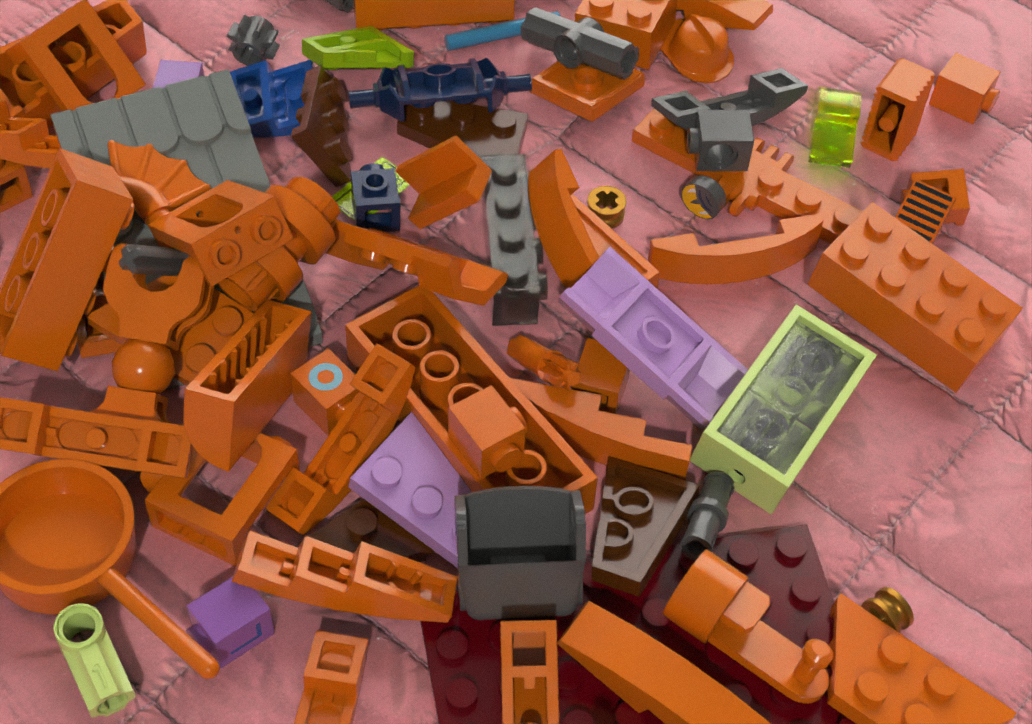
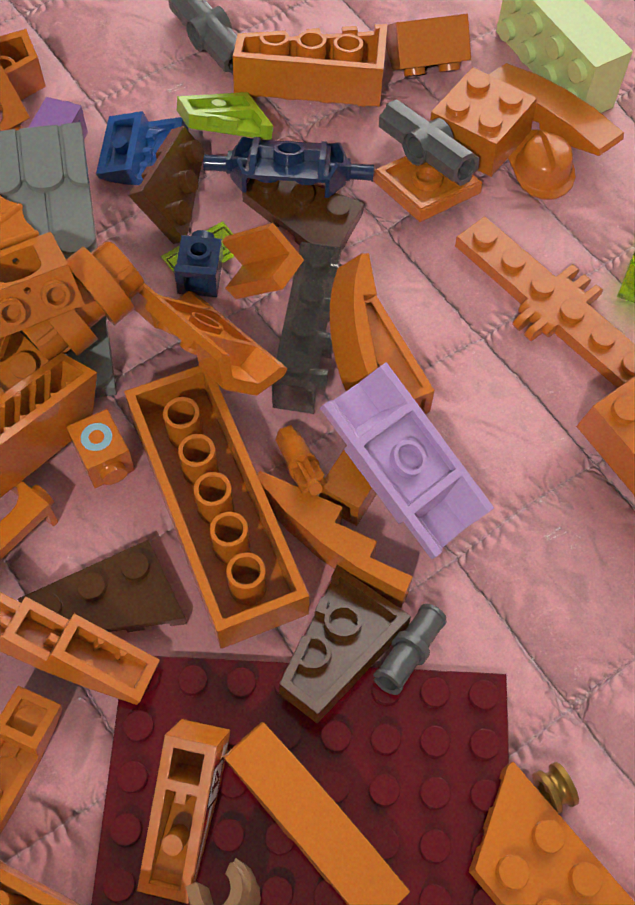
camera: 15 degrees right, 10 degrees up
(253, 40) = (137, 90): dark grey gear -> none
(364, 426) = (100, 511): orange slope -> none
(413, 486) = (153, 573): lavender wing -> none
(484, 34) = (352, 116): dark azure bar -> none
(487, 432) = (215, 532): orange brick -> none
(520, 552) = (208, 658): dark grey piece -> none
(607, 197) = (413, 299): pearl gold bush -> none
(685, 261) = (463, 379): orange slope -> none
(703, 197) = (503, 317): dark grey tile -> none
(721, 140) = (532, 265): dark grey brick -> none
(726, 610) = (397, 764): orange piece -> none
(765, 98) = (593, 225): dark grey slope -> none
(782, 408) = (514, 553): brick -> none

